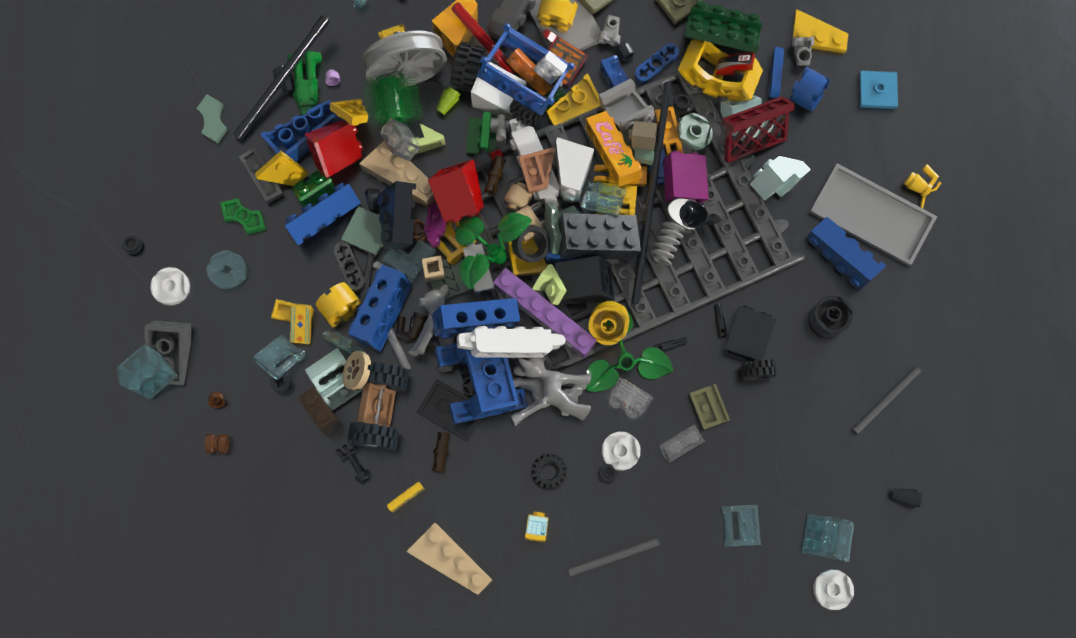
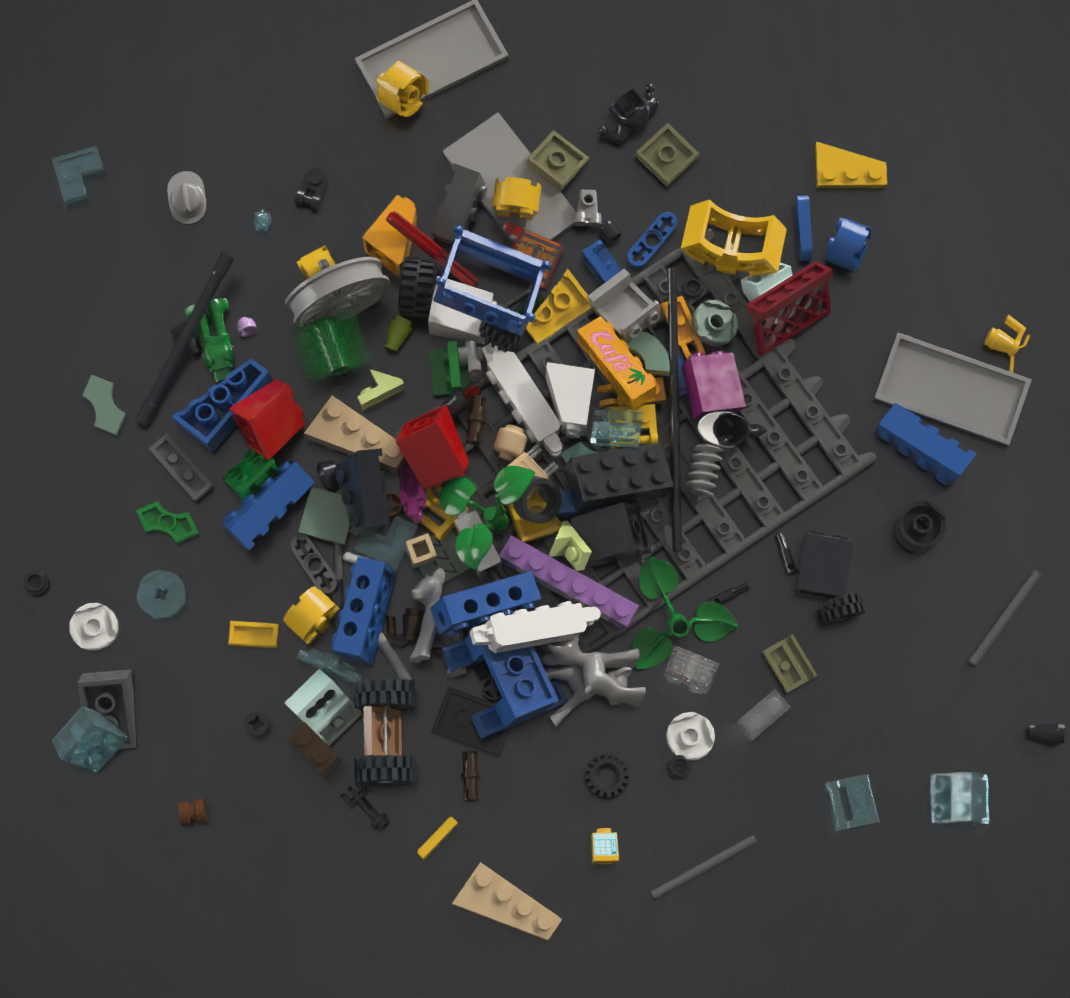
camera: 10 degrees left, 0 degrees up
(219, 401) = (183, 757): reddish brown hinge -> none
(275, 353) = (244, 687): clear light blue plate -> none
(282, 170) = (208, 458): yellow wing -> none
(300, 323) = (268, 646): yellow tile -> none
(350, 110) = (282, 369): yellow wing -> none
(356, 370) = (351, 693): tan tile -> none
(399, 139) = (349, 395): clear brick -> none
(524, 67) = (494, 279): orange hinge -> none
(537, 169) = (528, 405): nougat wing -> none
(550, 67) = (521, 272): white piece -> none
(552, 227) = (560, 475): sand green tile -> none
(598, 322) = (650, 568): yellow brick -> none
(643, 135) = (652, 340): dark tan brick -> none
(724, 26) = (729, 182): dark green plate -> none
(739, 61) = (754, 225): slope -> none
(778, 176) = (827, 363): light aqua piece -> none
(803, 45) = (832, 188): light grey plate -> none
(833, 589) = (975, 860): white tile -> none
(878, 89) = (935, 228): dark azure plate -> none

